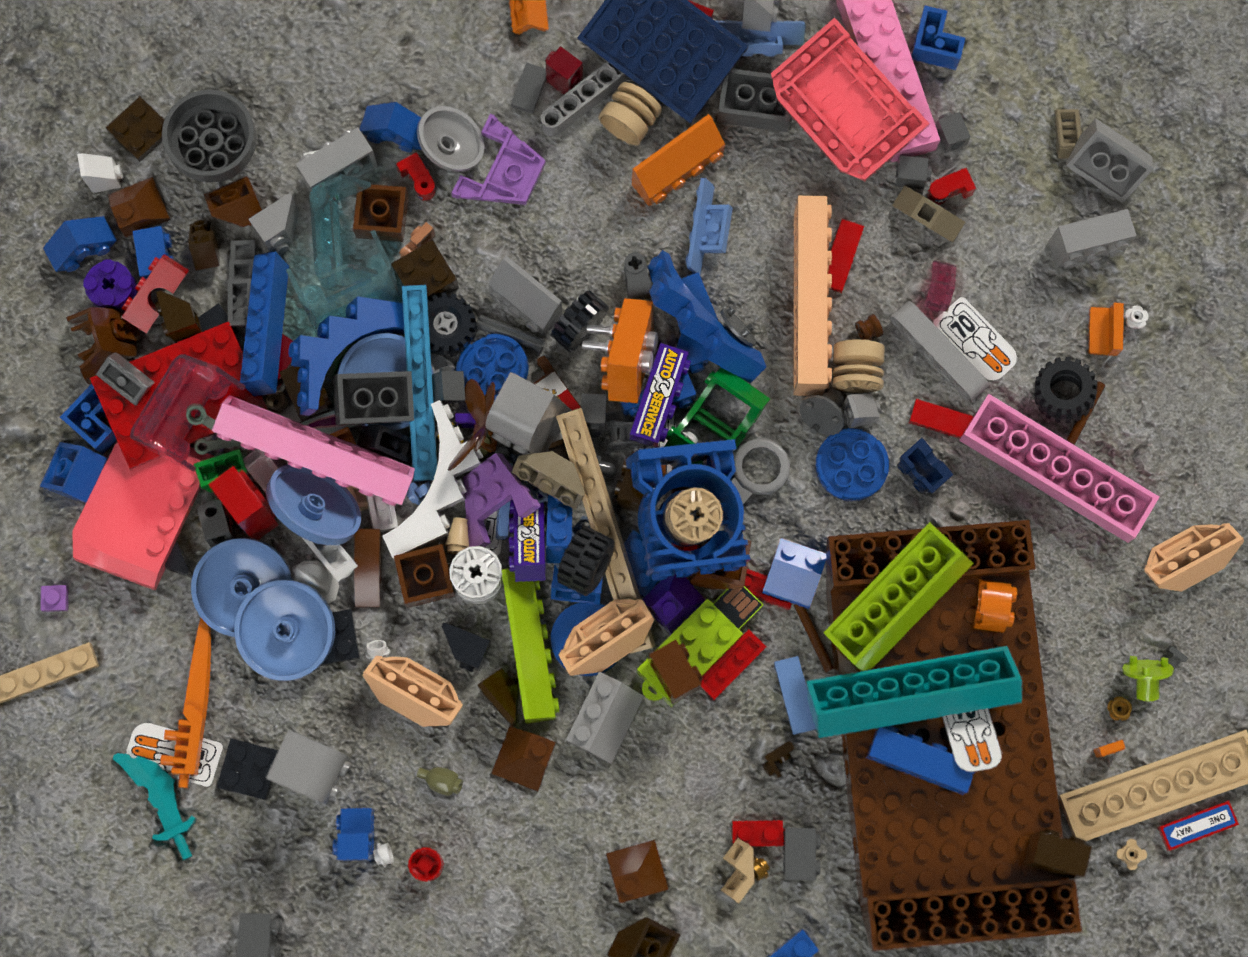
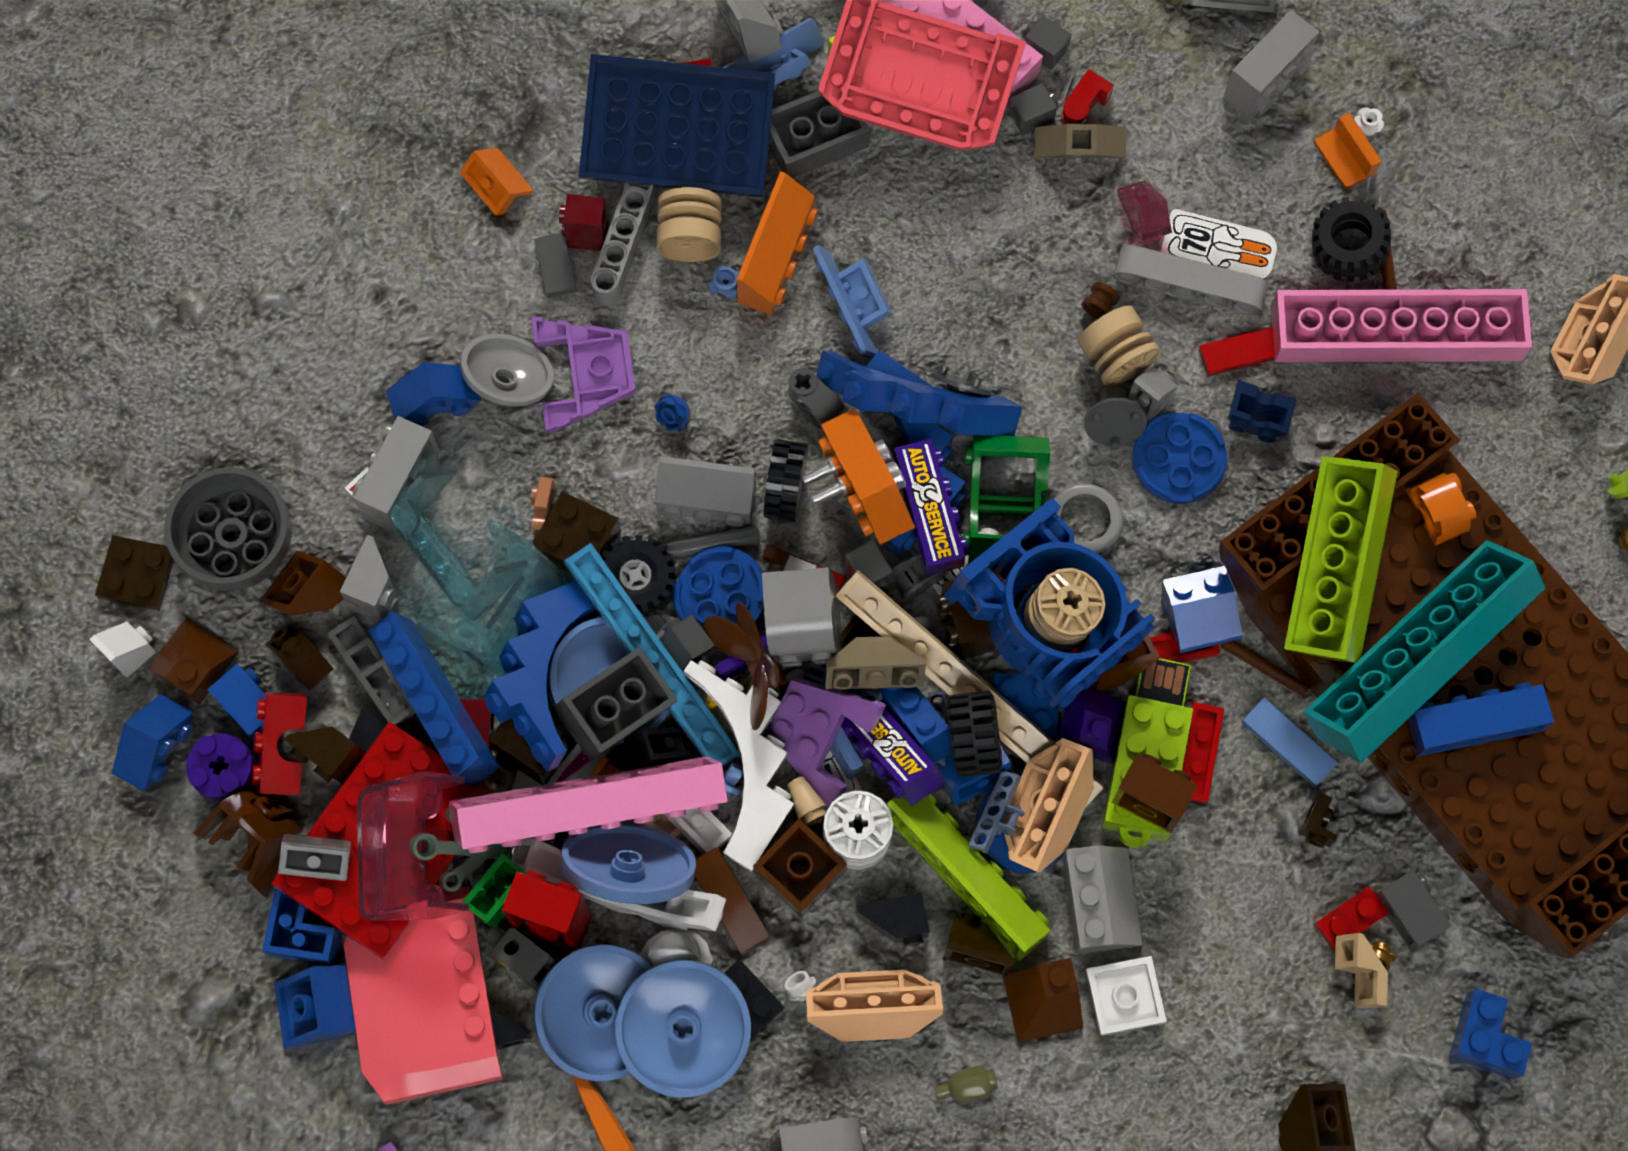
camera: 30 degrees left, 5 degrees down
(381, 210) = (481, 493): reddish brown brick -> none
(419, 175) = (494, 432): red leg -> none
(540, 231) = (672, 412): none -> blue plate
(563, 628) = (1004, 804): none -> sand blue piece
(577, 788) = (1125, 996): none -> white plate
(631, 159) = (721, 274): none -> medium blue plate
(637, 871) = (1251, 1046): reddish brown slope -> none
(811, 302) = (1018, 302): light nougat brick -> none
(844, 252) = (1017, 242): red tile -> none
(973, 740) = (1521, 662): sticker -> none

